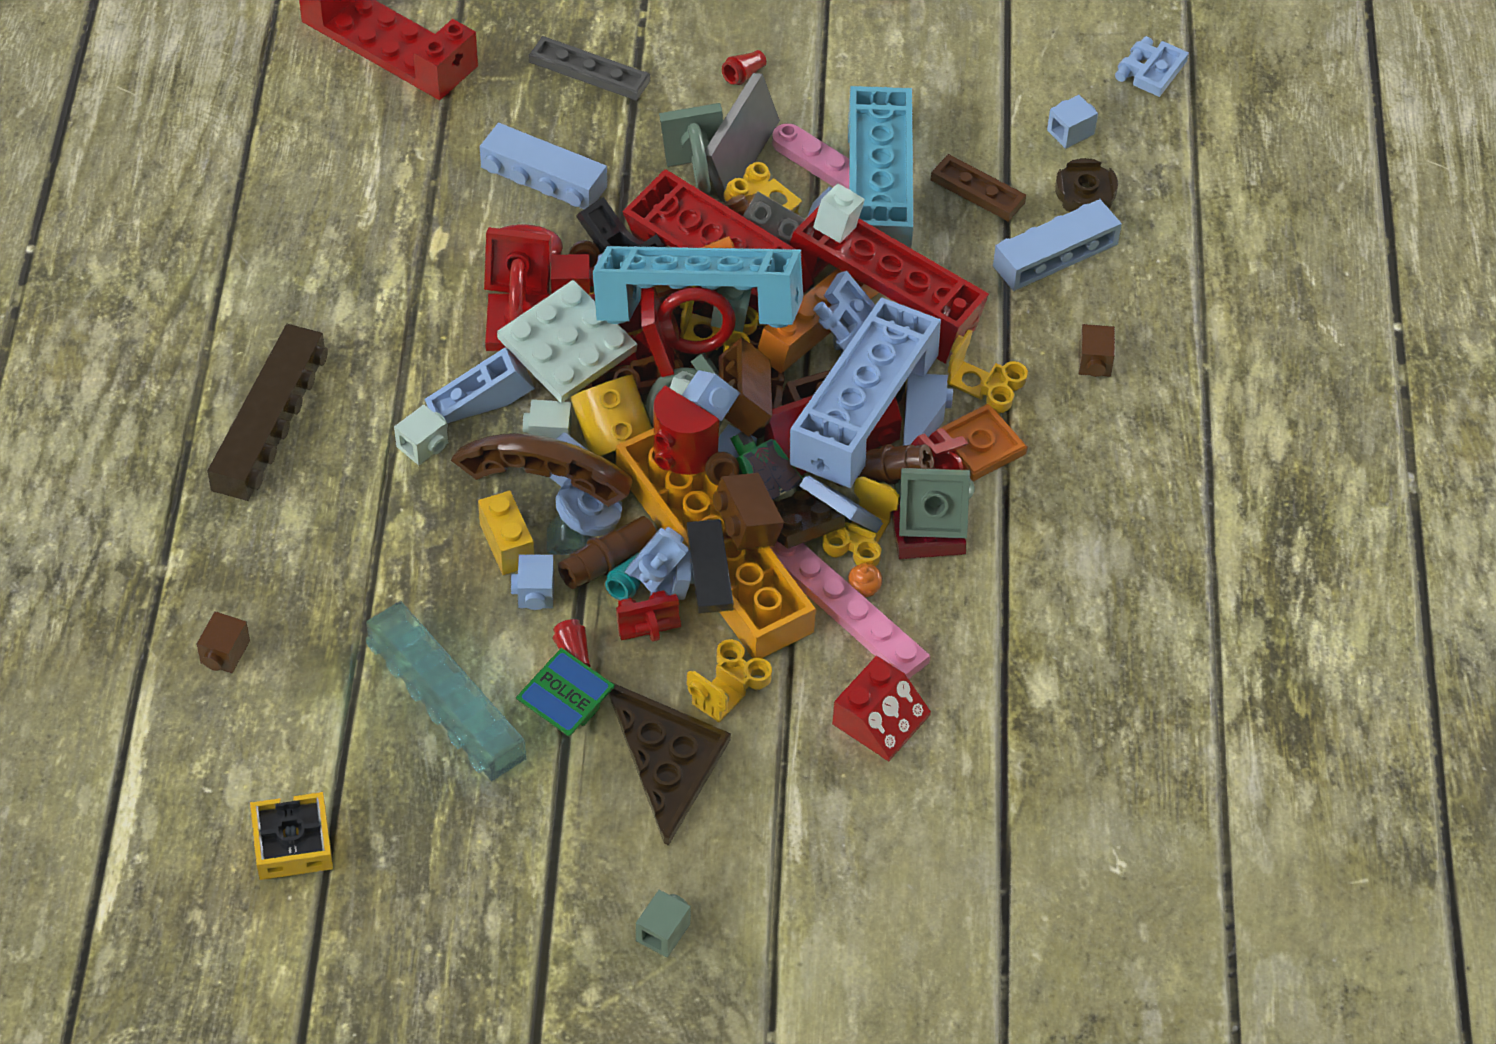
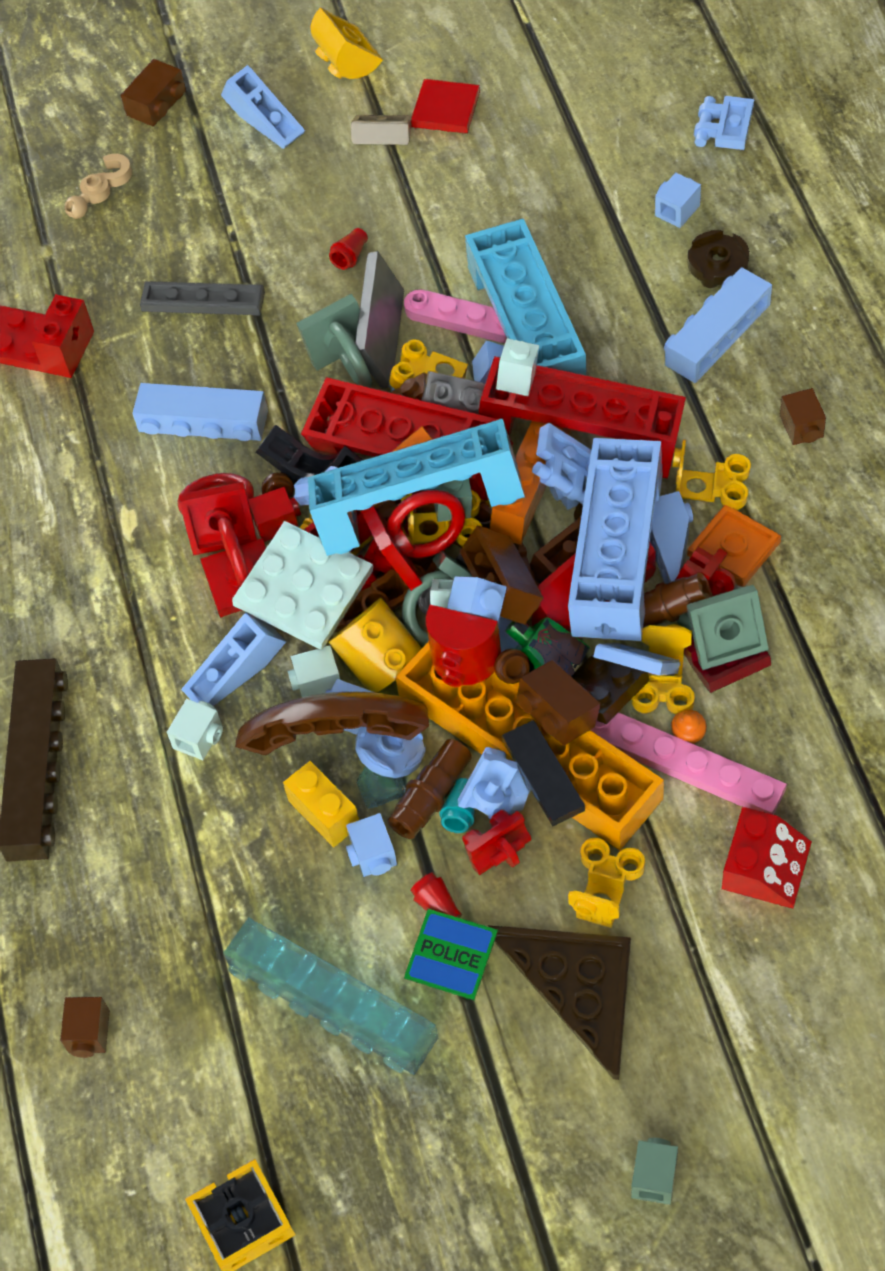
camera: 10 degrees left, 5 degrees up
(978, 187) = (619, 293): reddish brown plate -> none

